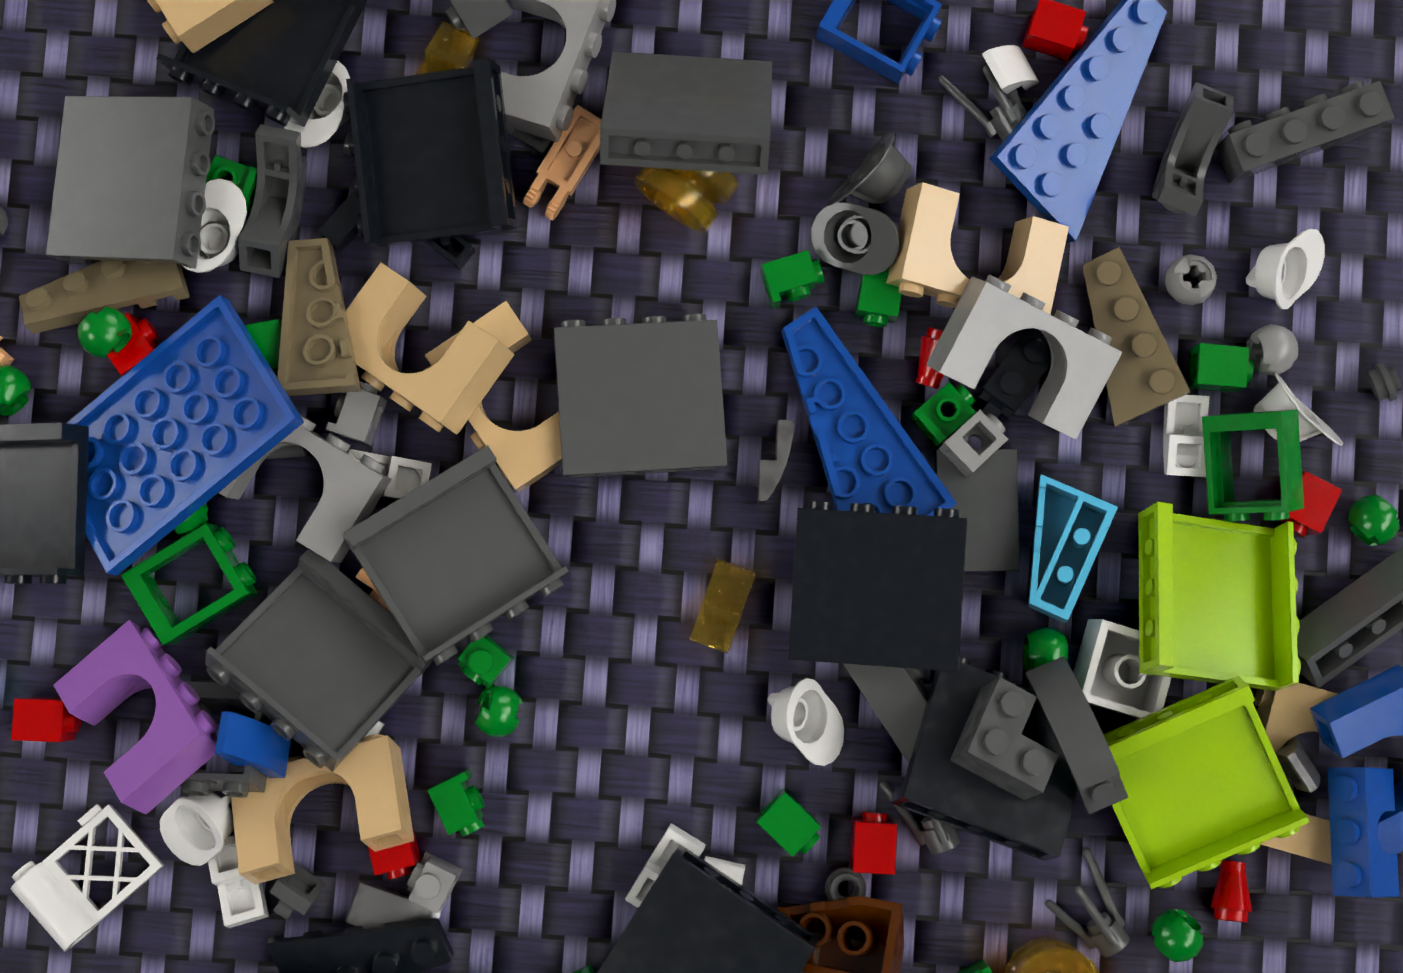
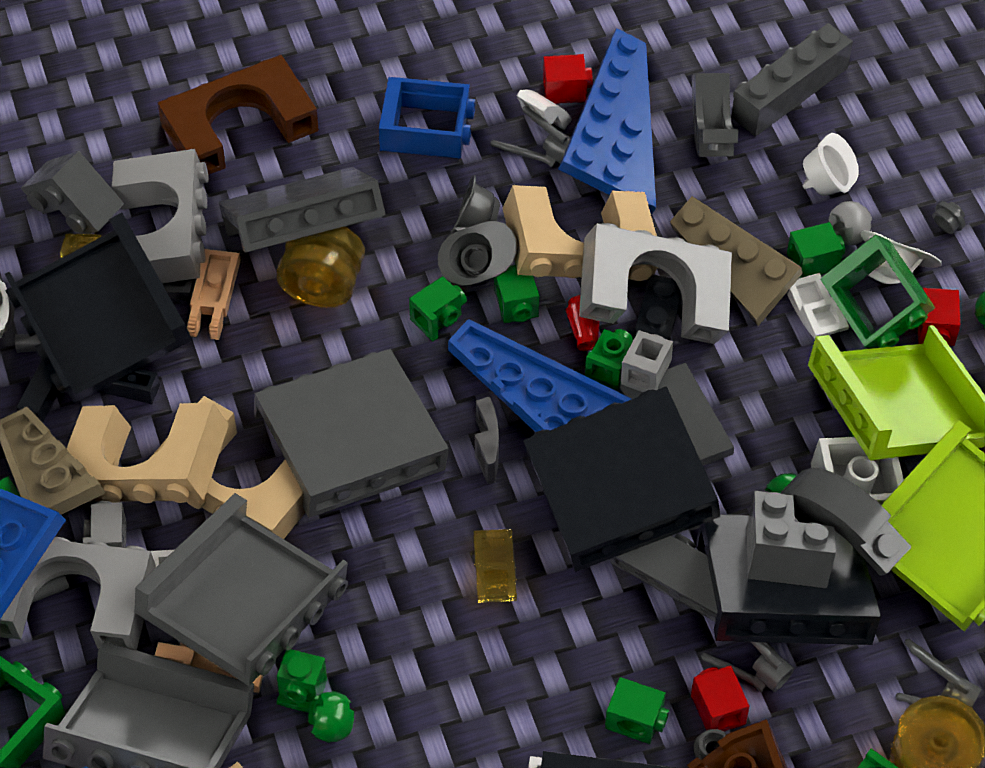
camera: 20 degrees left, 30 degrees down
(808, 720) = (609, 620): white piece -> none
(1065, 545) = (760, 408): medium azure wedge -> none
(1182, 290) = (760, 201): light grey piece -> none

